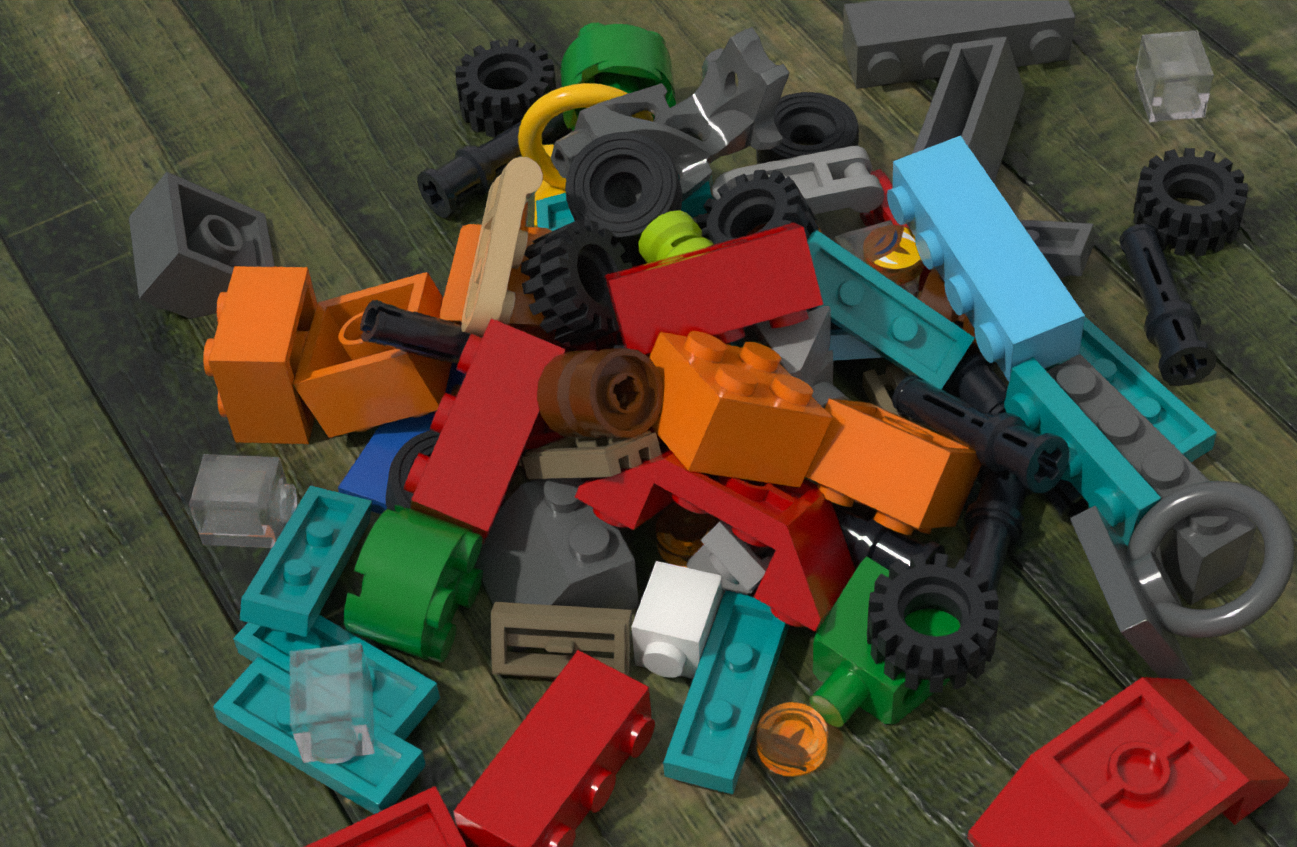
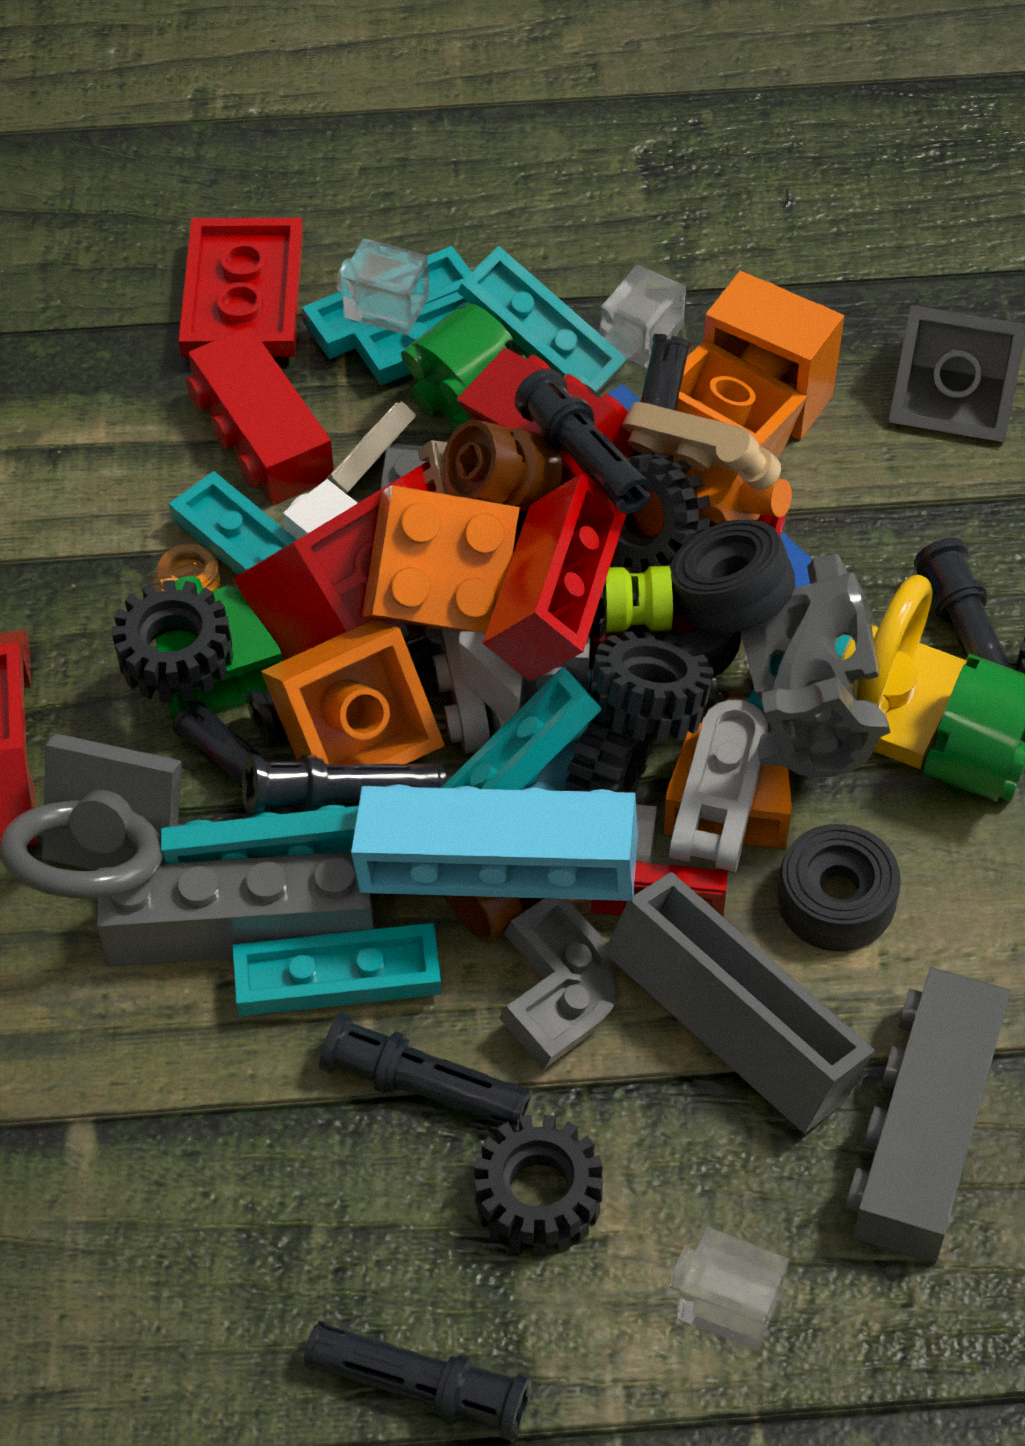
camera: 115 degrees right, 5 degrees up
(543, 330) = (570, 427): none -> black pin

